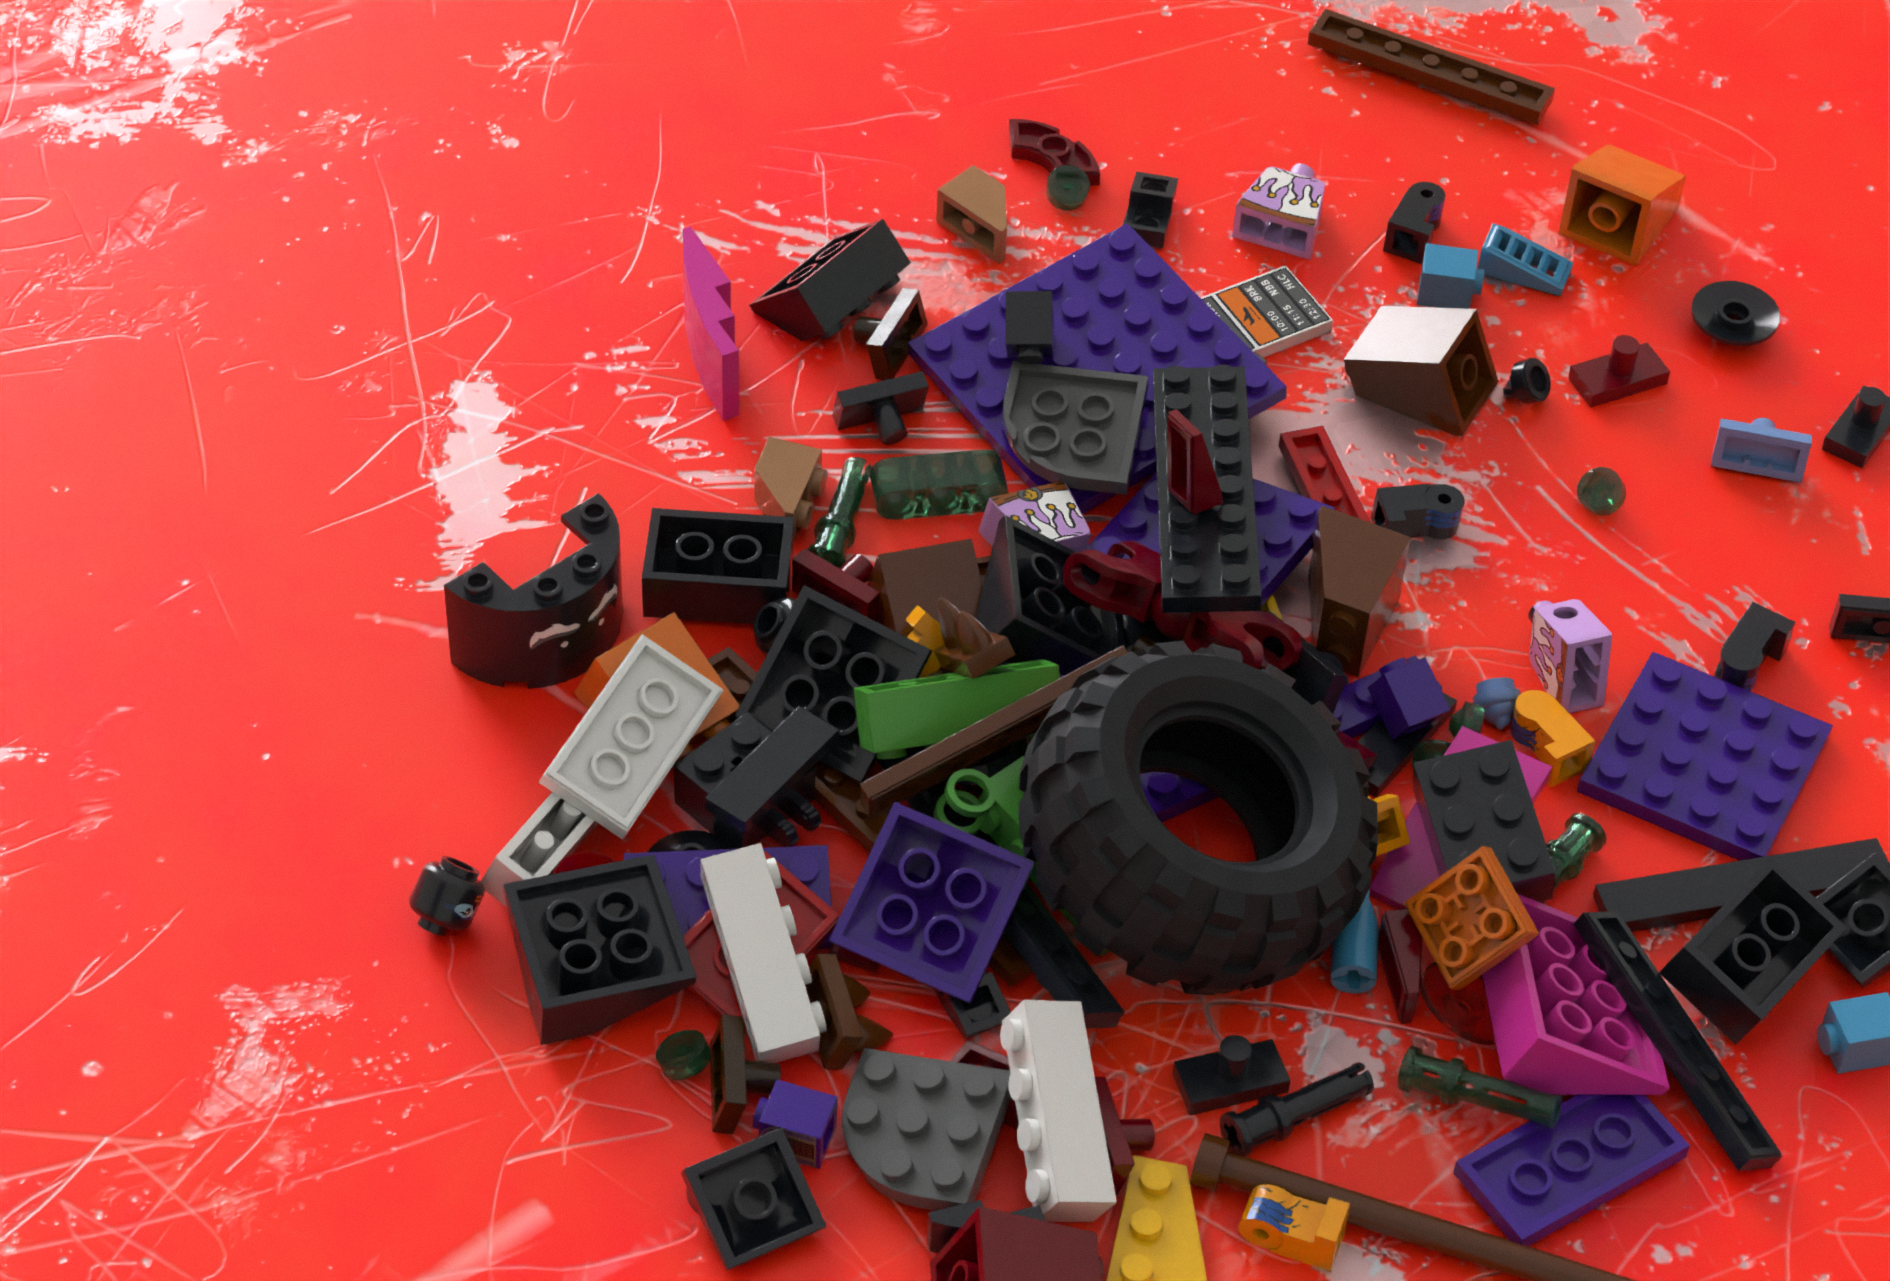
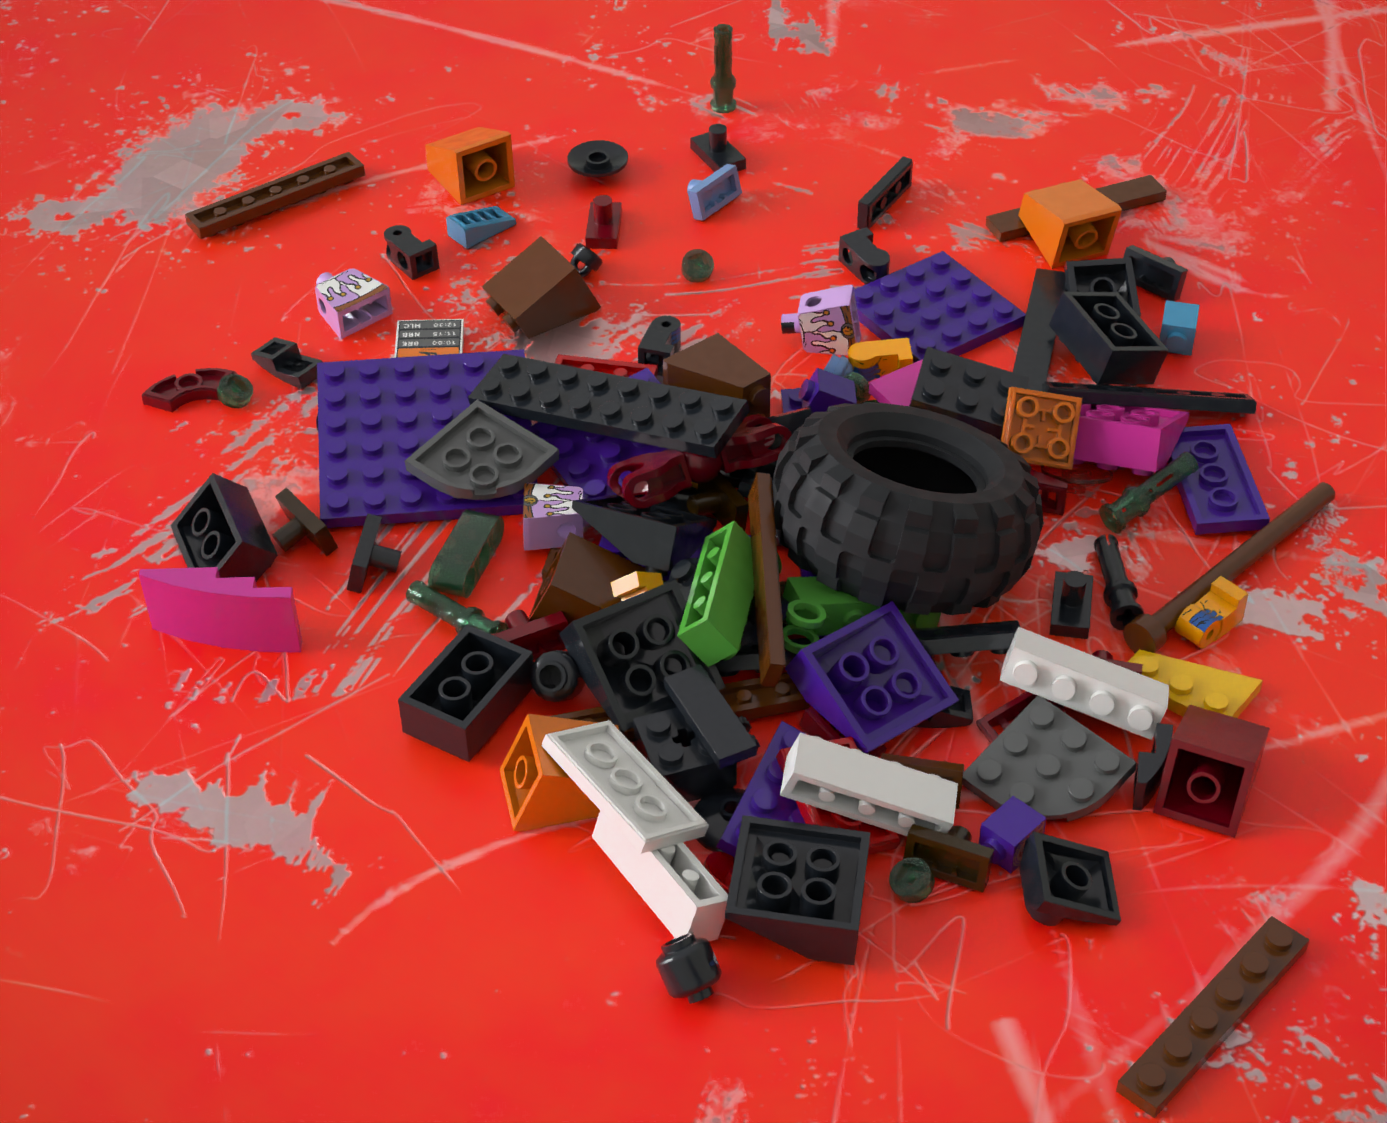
camera: 60 degrees left, 5 degrees down
(548, 624) = (449, 791): cylinder -> none
(788, 481) = (406, 631): medium nougat slope -> none
(968, 644) = (691, 559): reddish brown tile -> none
(975, 211) = (225, 439): medium nougat slope -> none
(1029, 326) = (393, 433): black slope -> none
(1189, 466) = (626, 399): dark red slope -> none
(1449, 277) = (470, 256): dark azure brick -> none

